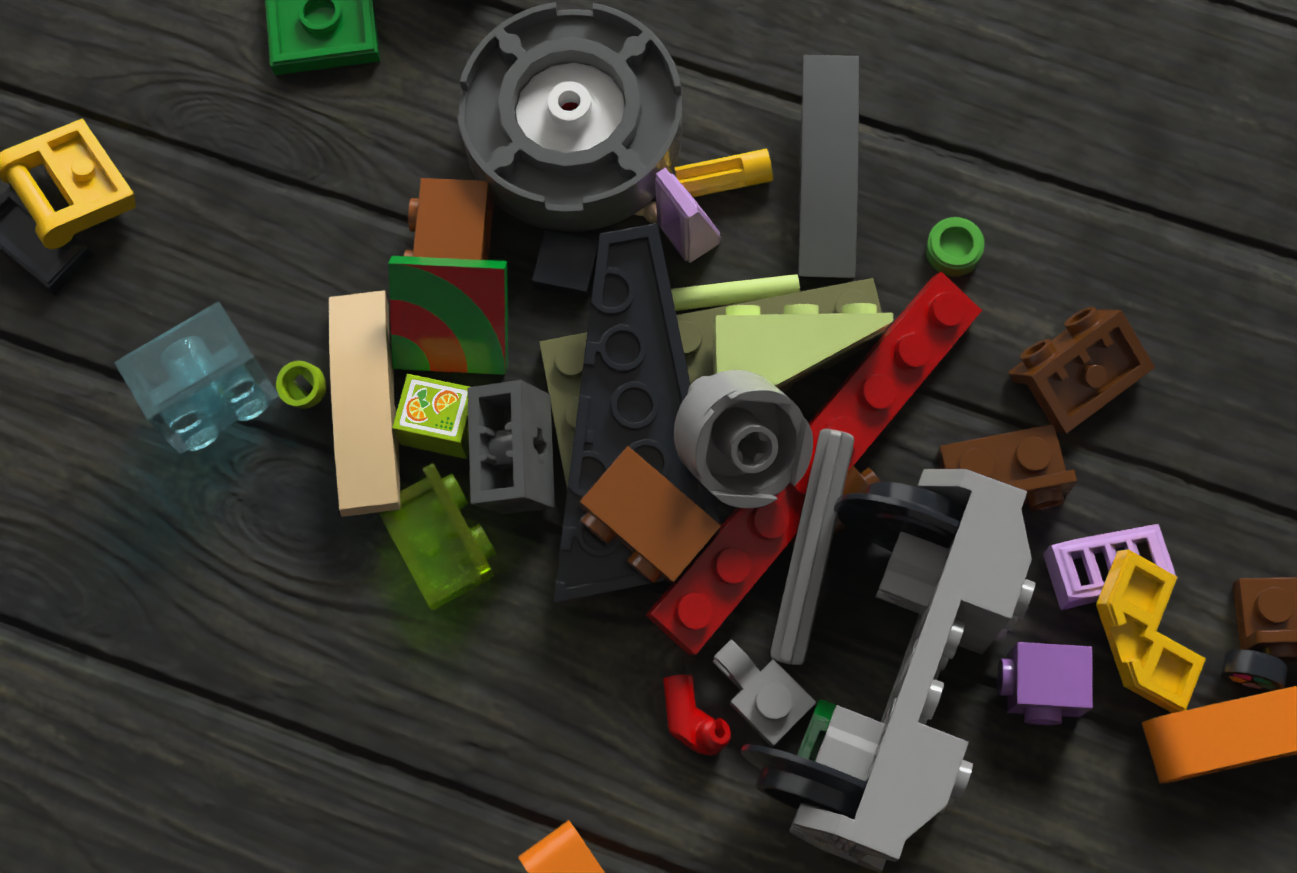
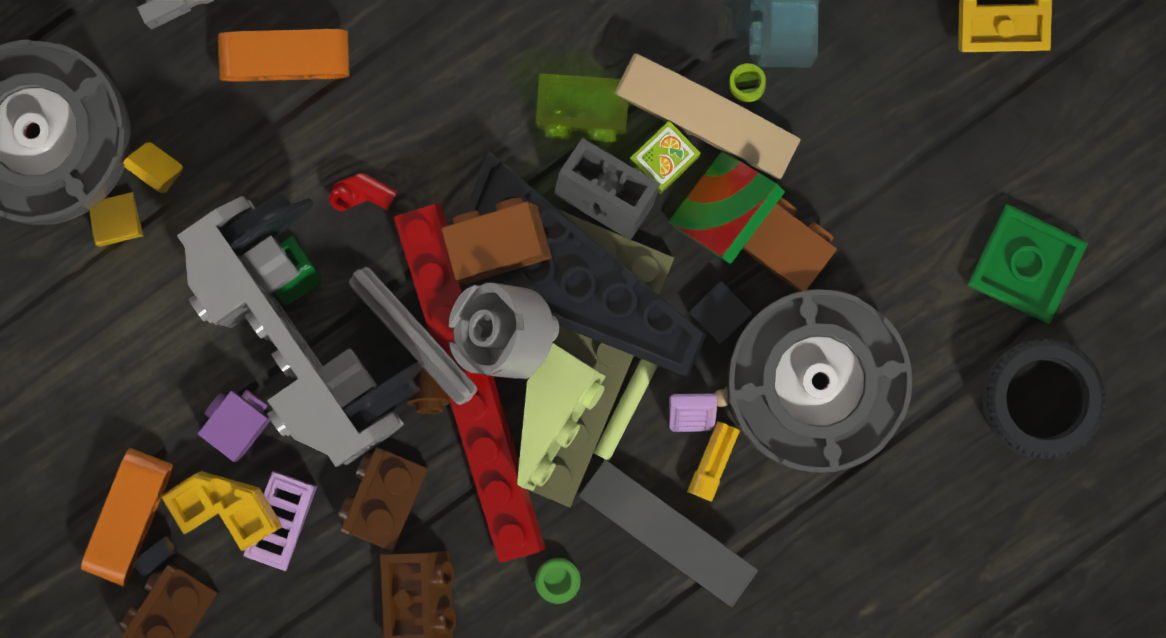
camera: 125 degrees right, 15 degrees up
(768, 698) = (342, 247): light grey plate -> none

